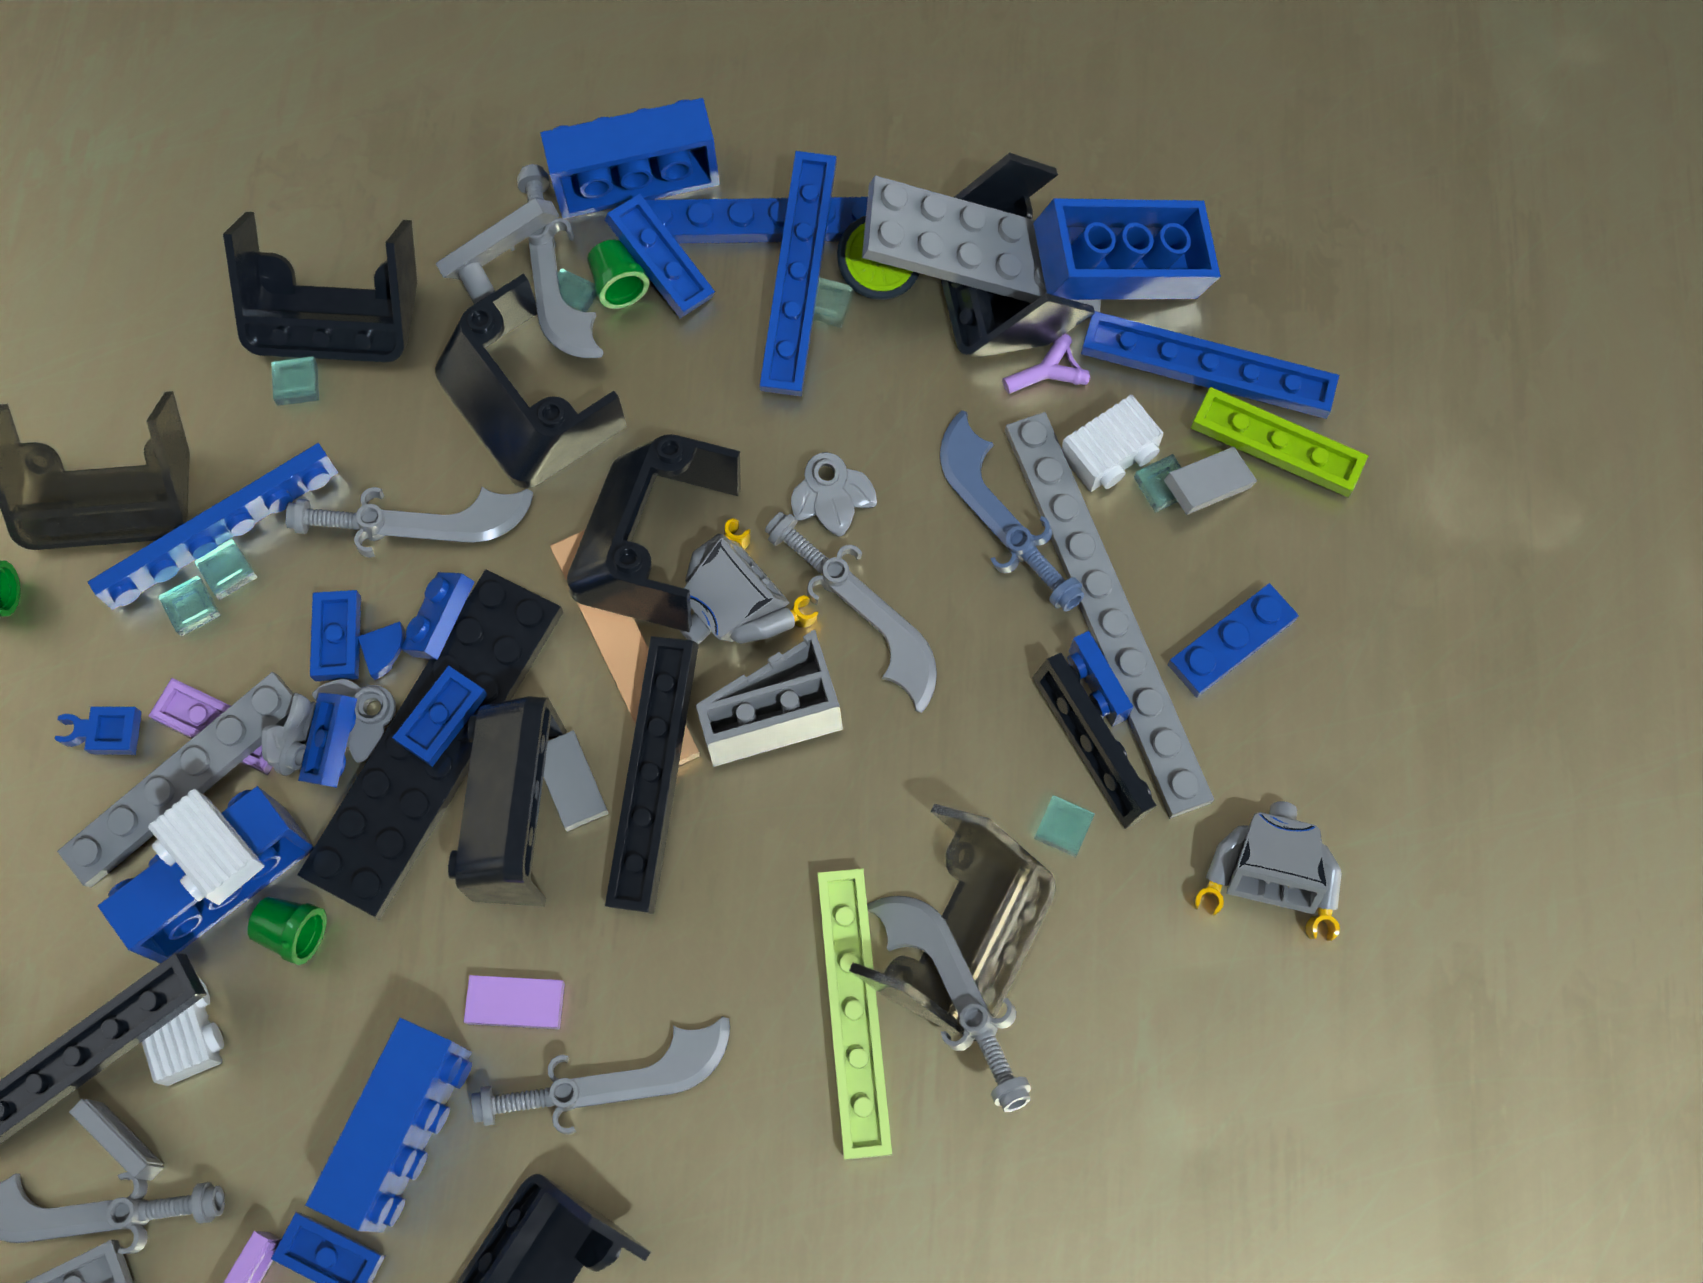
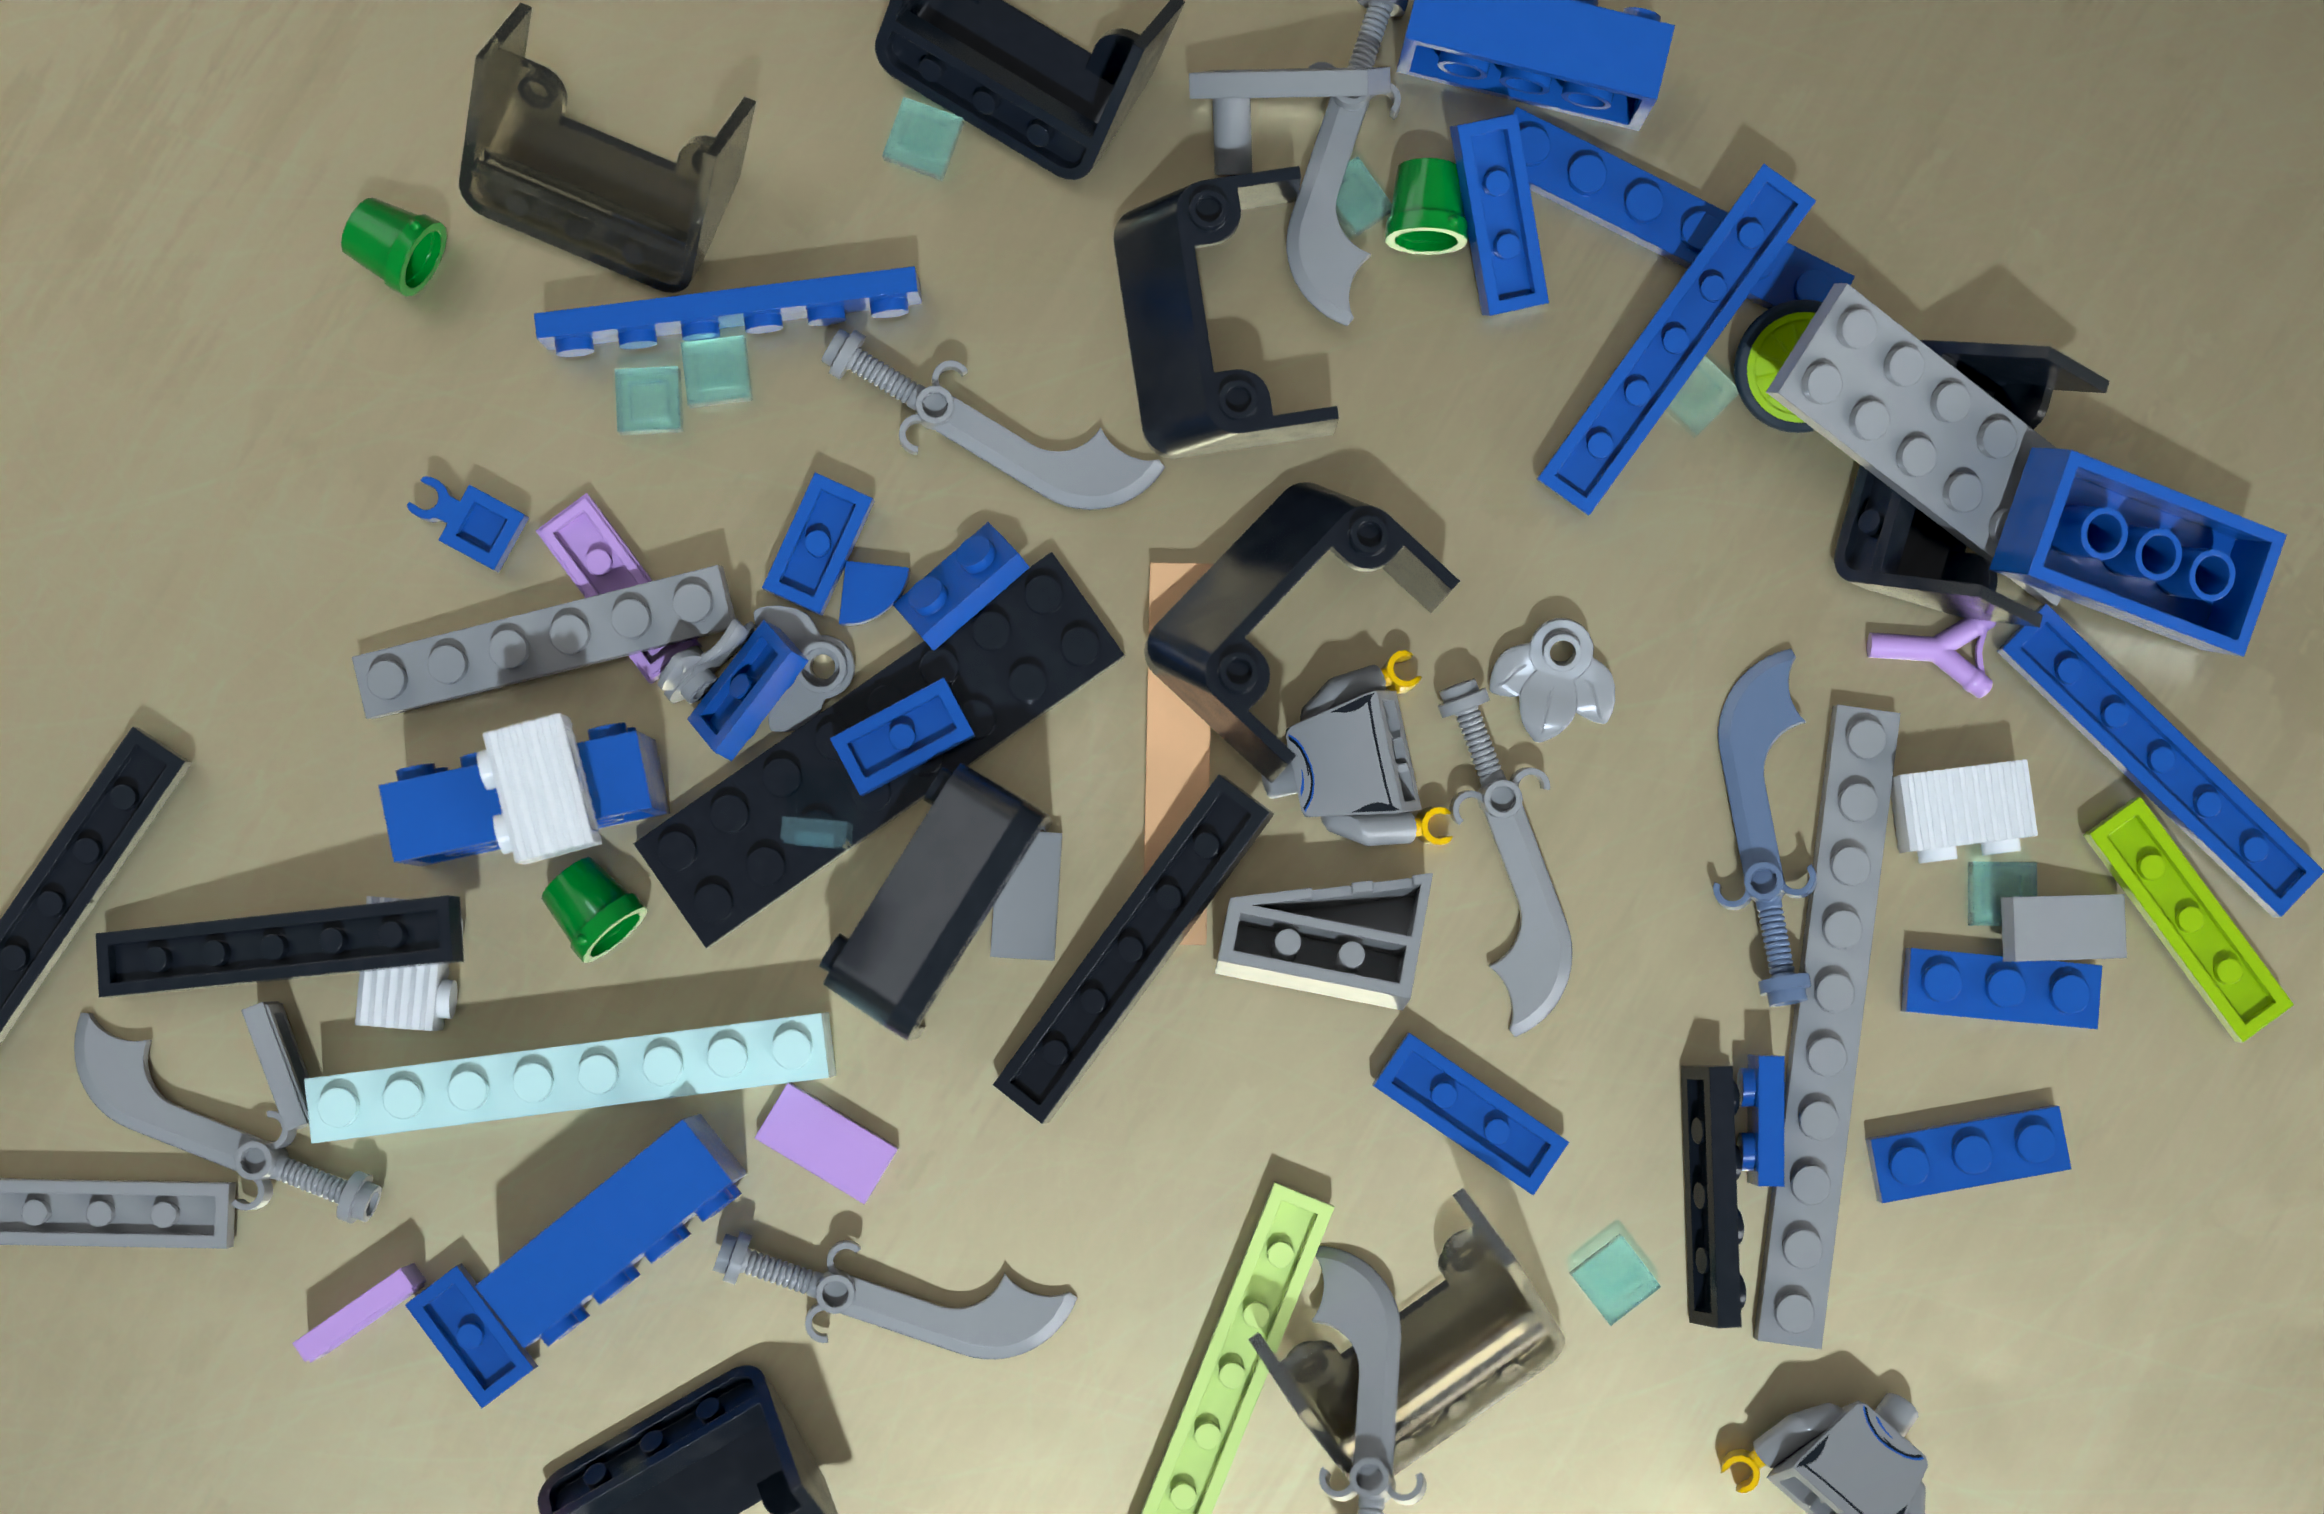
camera: 25 degrees right, 15 degrees up
(314, 1047) = (570, 1077): none -> light aqua brick
(411, 799) = (816, 832): none -> clear light blue tile
(918, 769) = (1470, 1113): none -> blue plate
(1195, 536) = (2001, 990): none -> blue plate

